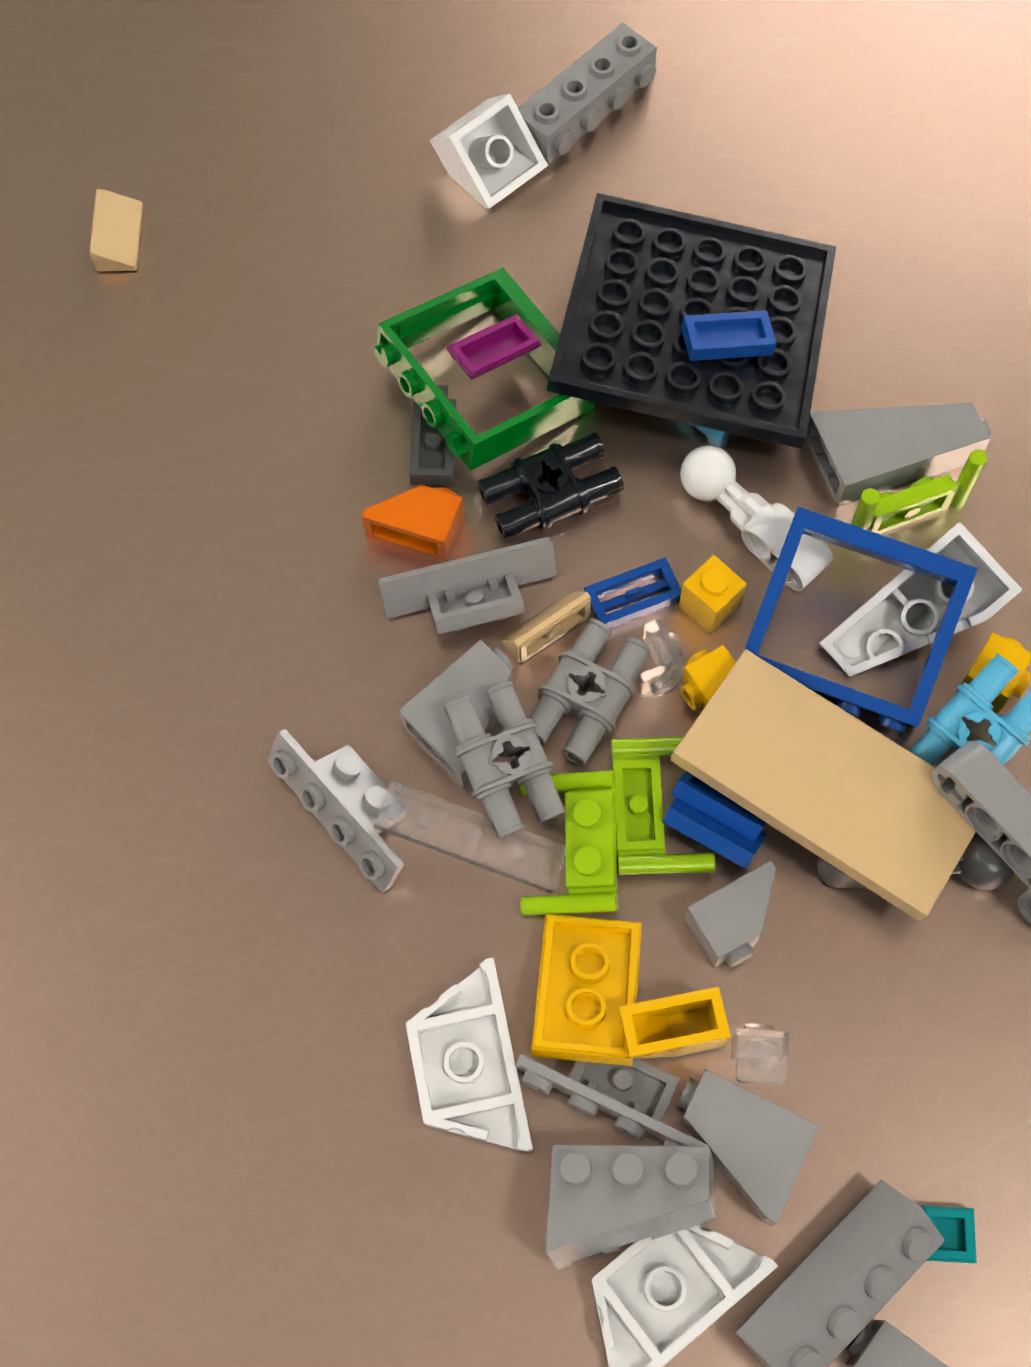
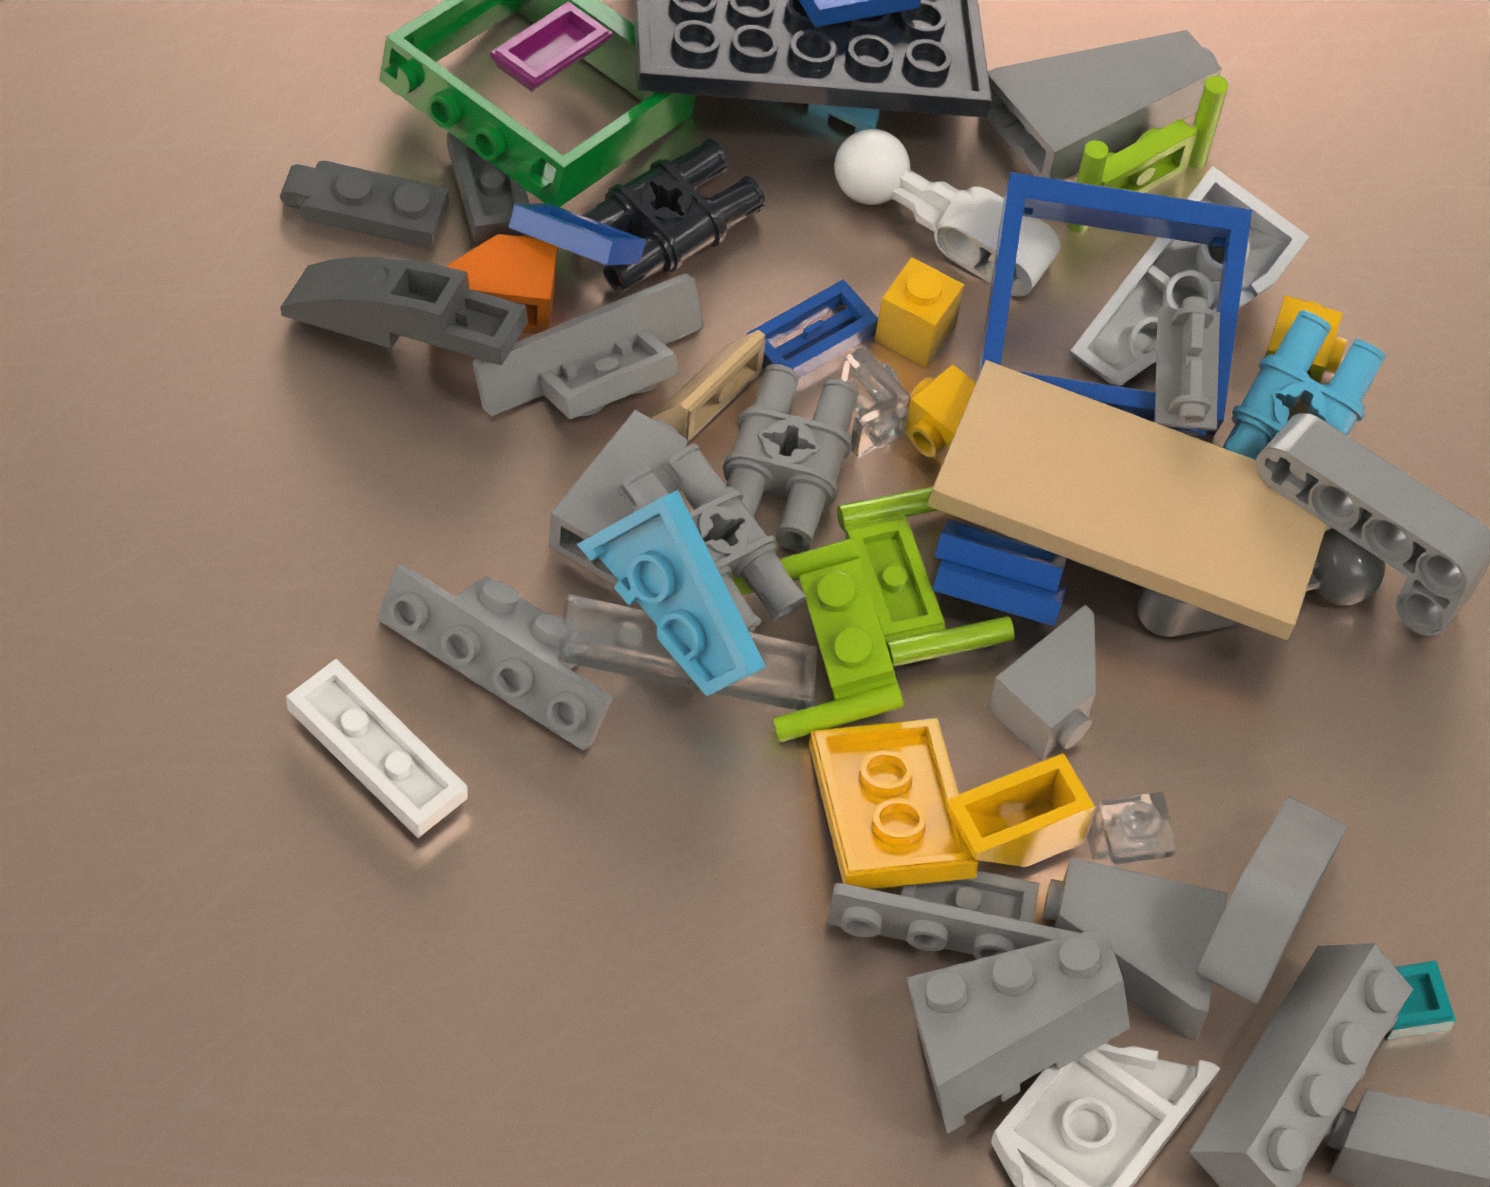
camera: 25 degrees left, 10 degrees down
(234, 865) = (377, 748): none -> white plate
(344, 528) = (407, 298): none -> dark grey slope
(348, 440) = (367, 202): none -> dark grey hinge
(461, 784) = (676, 582): none -> medium azure wing
(468, 1064) = (764, 925): white wing -> none
(475, 495) = (577, 233): none -> tile
(853, 1141) = (1271, 899): none -> light grey beam
(898, 683) = (1187, 366): none -> light grey hinge

